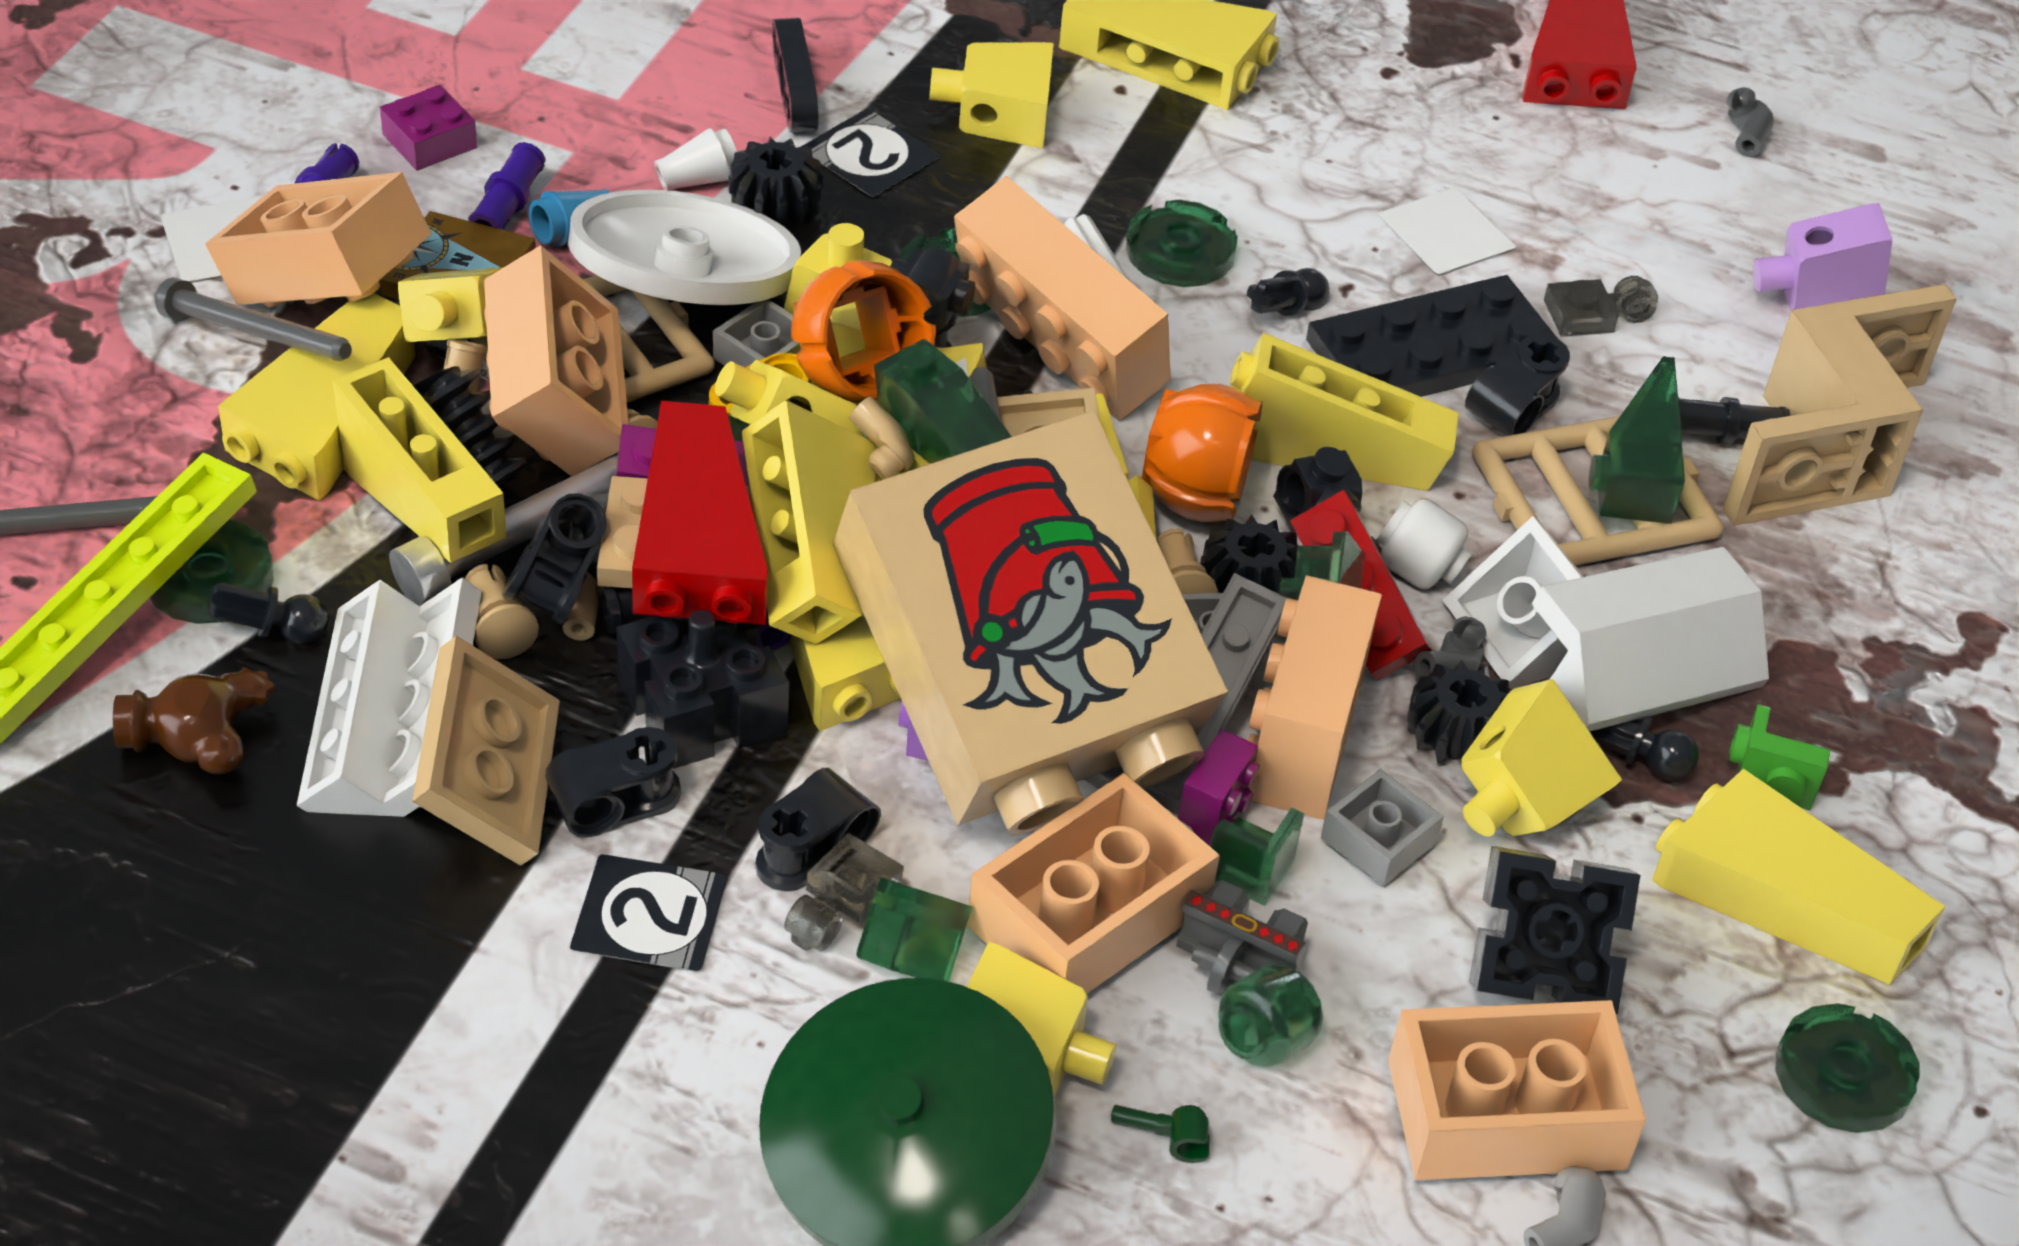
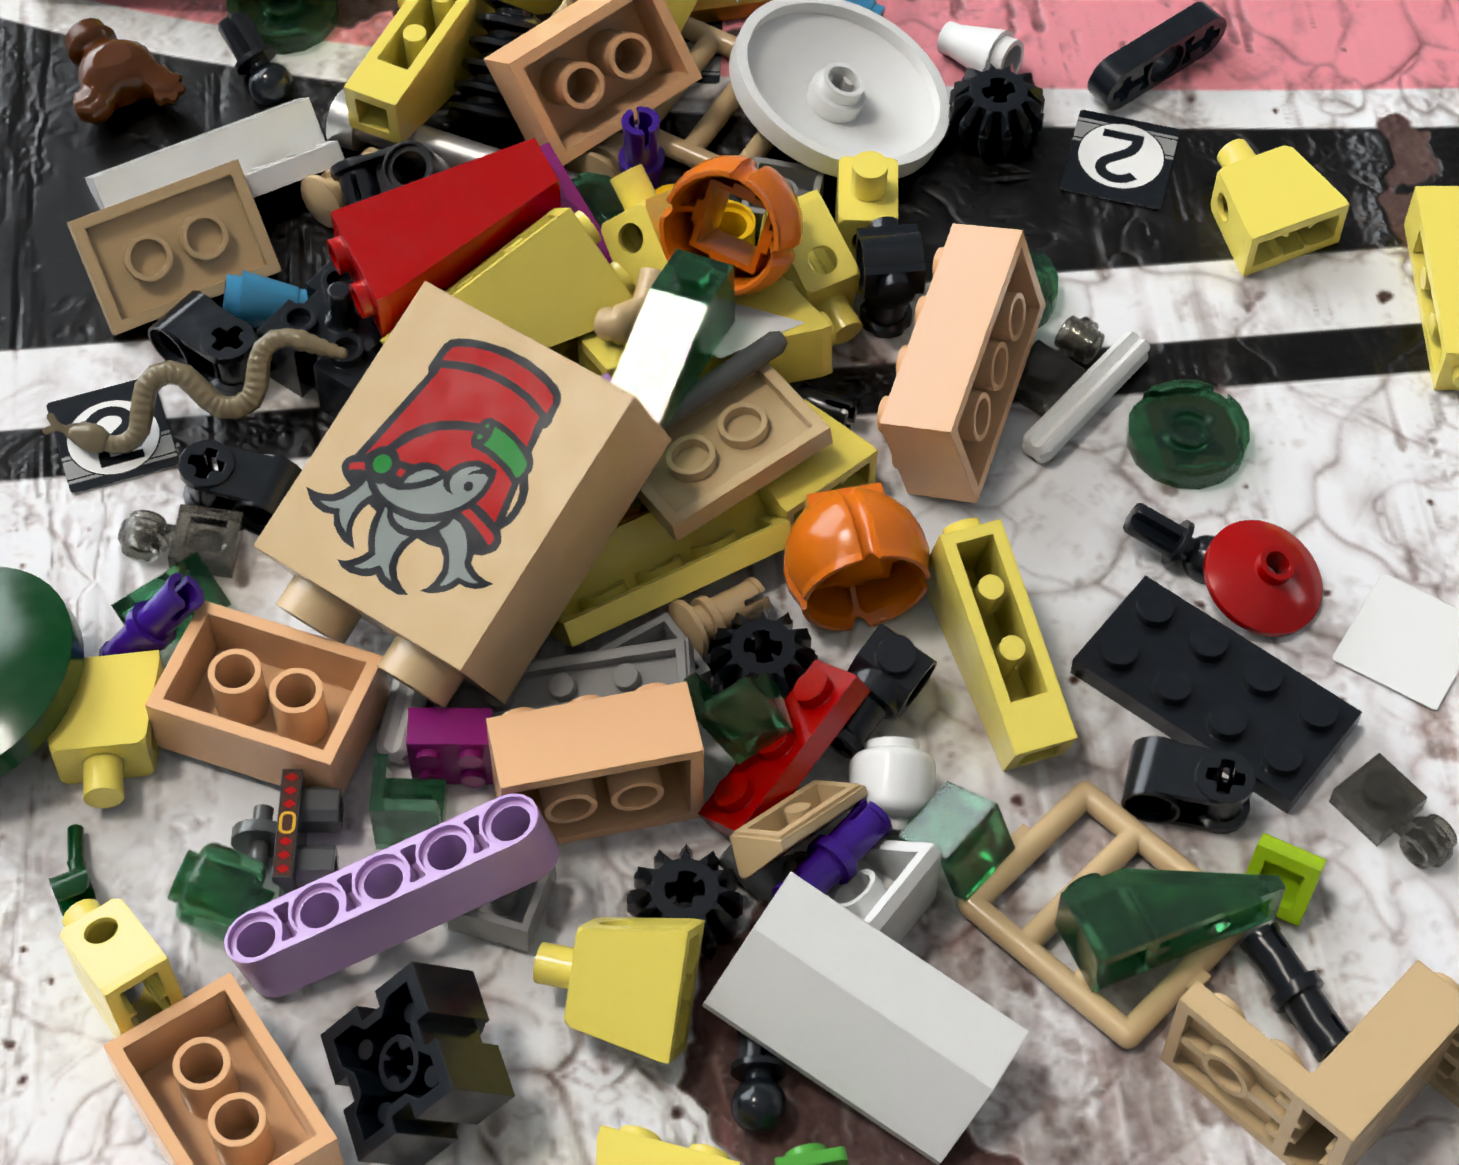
camera: 65 degrees right, 10 degrees up
(593, 718) = (258, 297): none -> dark azure cone
(661, 917) = (97, 439): none -> dark tan animal
(667, 373) = (642, 144): none -> dark purple pin
(956, 931) = (155, 622): none -> dark purple pin
(1331, 1109) = (111, 956): none -> light yellow torso
(1351, 265) = (1253, 594): none -> red dish
(1371, 907) = (392, 895): none -> lavender beam
(1448, 599) = (791, 823): none -> tan slope
(1488, 598) = (835, 856): none -> dark purple pin
(1493, 513) = (968, 834): none -> clear green panel
(1624, 374) = (1295, 867): none -> lime tile

